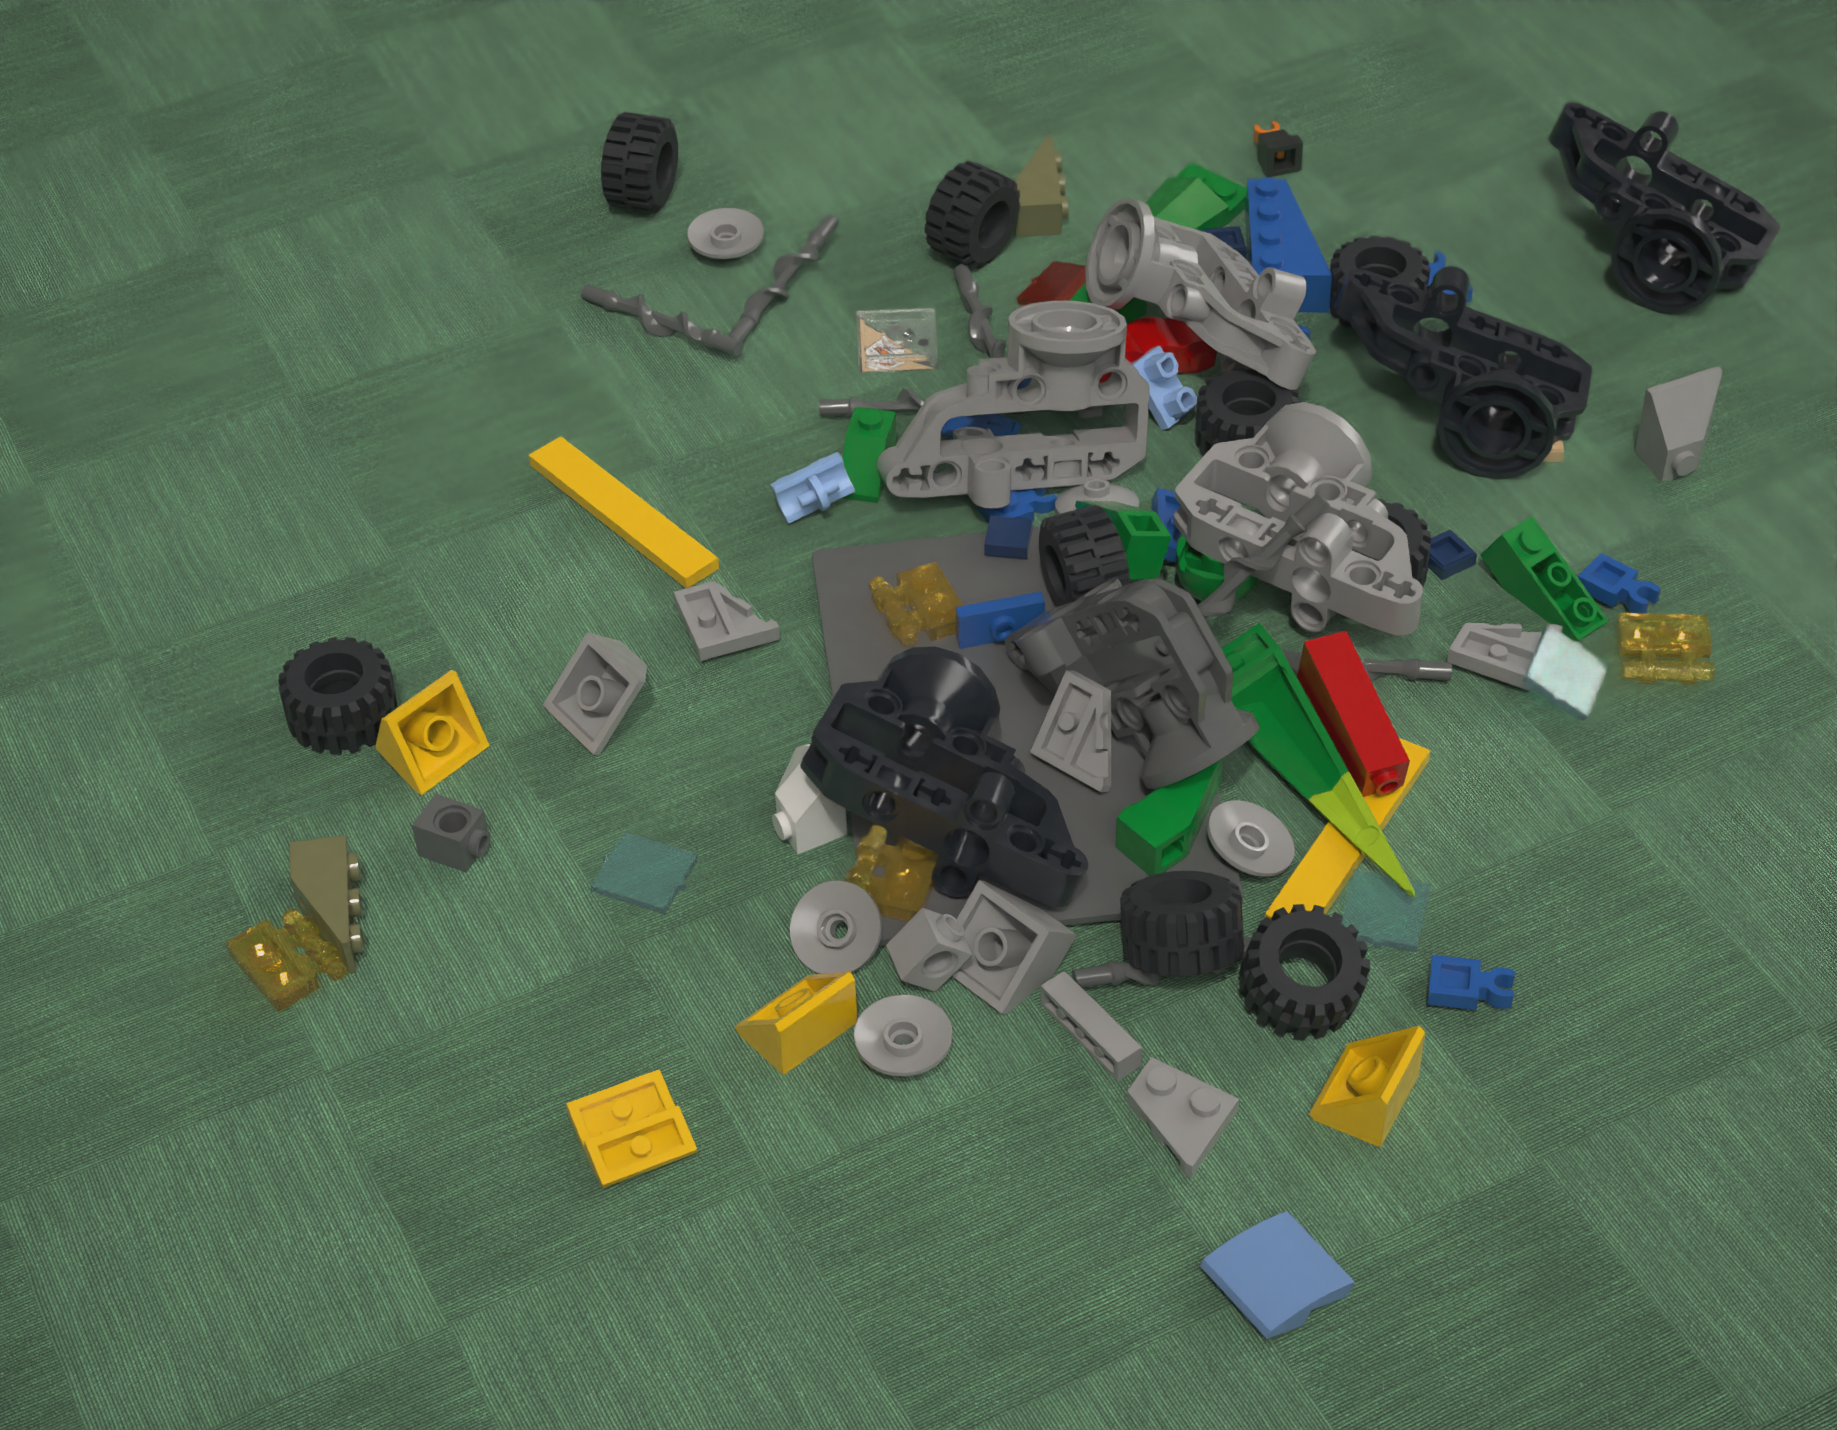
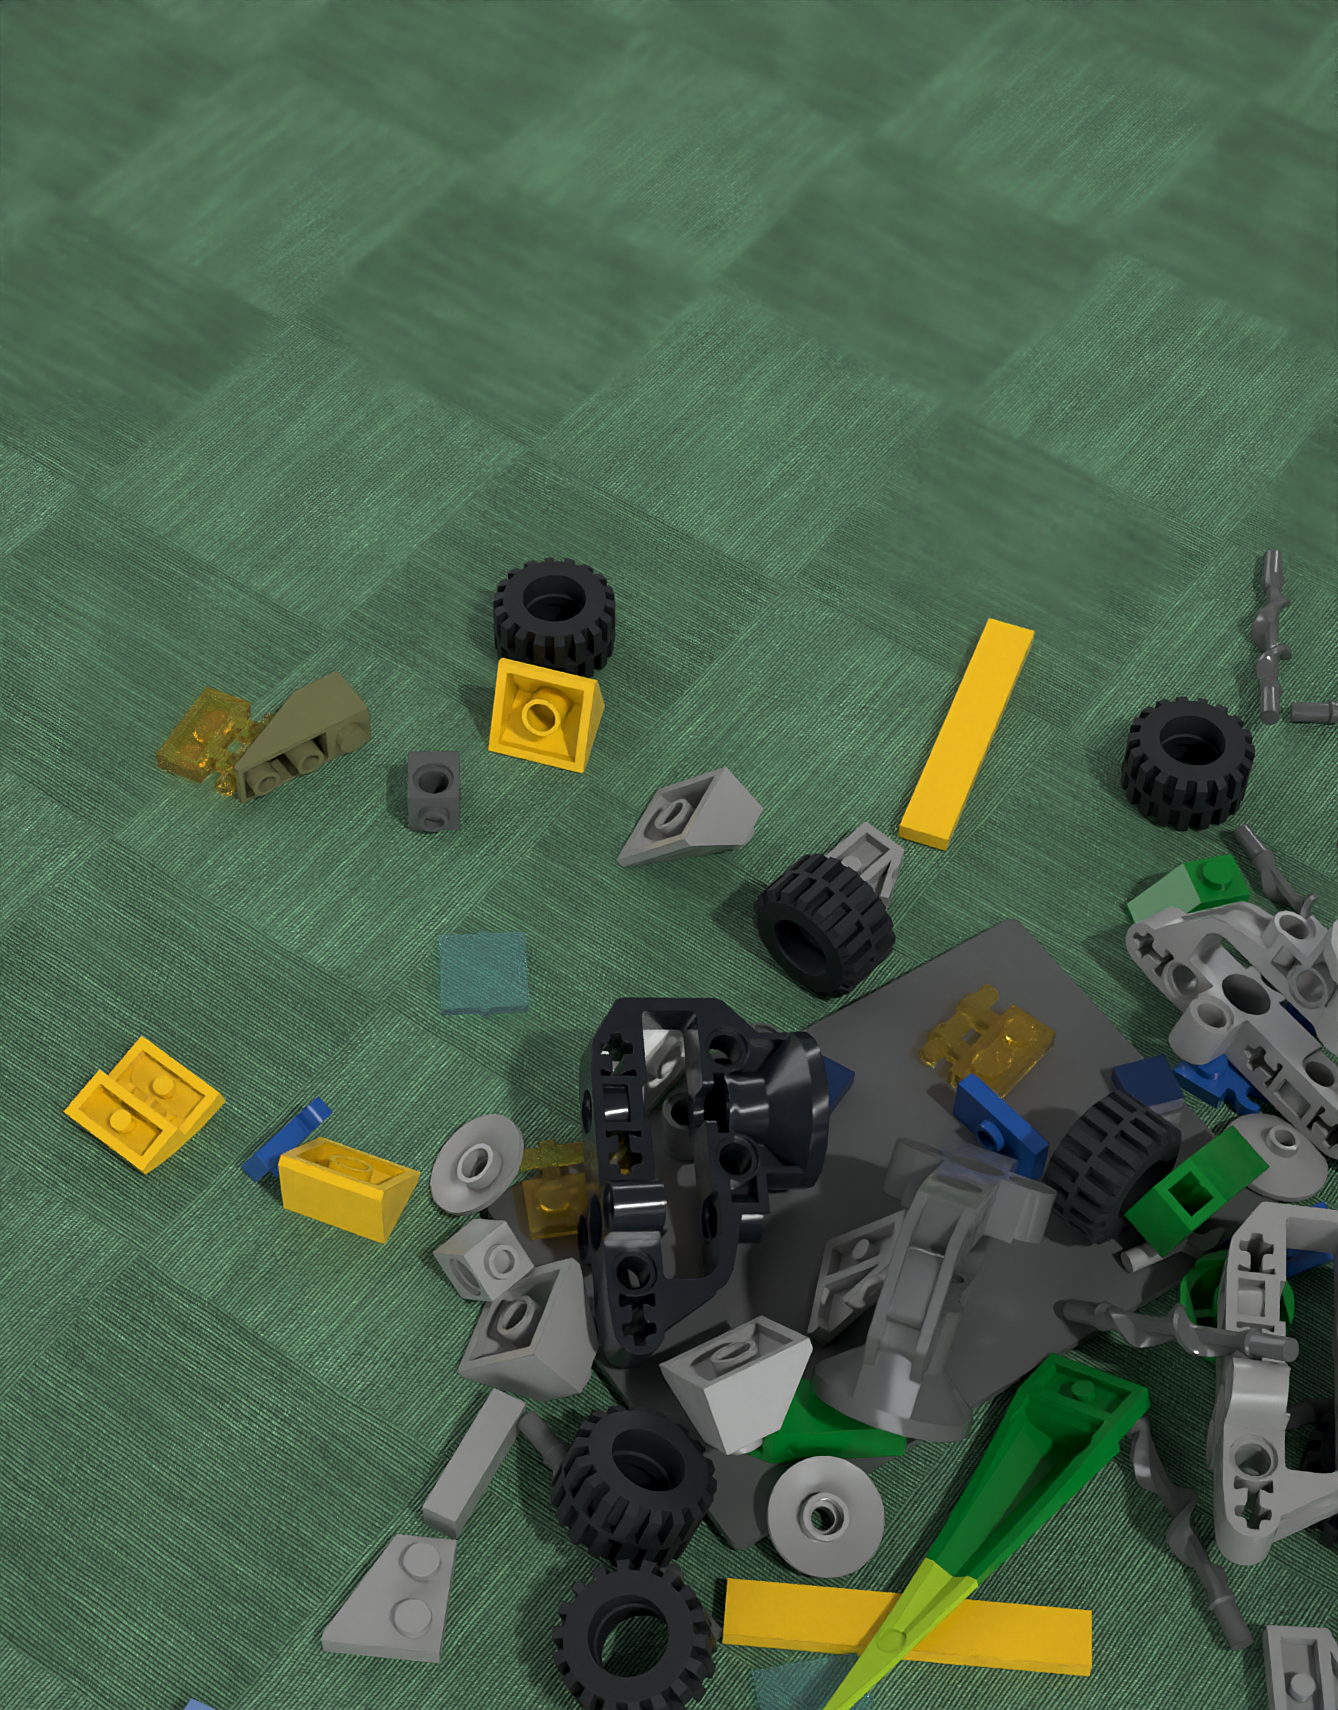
camera: 60 degrees right, 5 degrees up
(738, 1044) = (268, 1156): none -> blue plate
(749, 403) = (1180, 791): none -> black tyre
(767, 639) = (824, 925): none -> black tyre
(812, 487) = (1100, 874): light blue hips -> none
(903, 1021) = (362, 1267): light grey dish -> none
(1148, 814) = (740, 1383): none -> light grey slope
(1353, 713) = (1064, 1550): red slope -> none

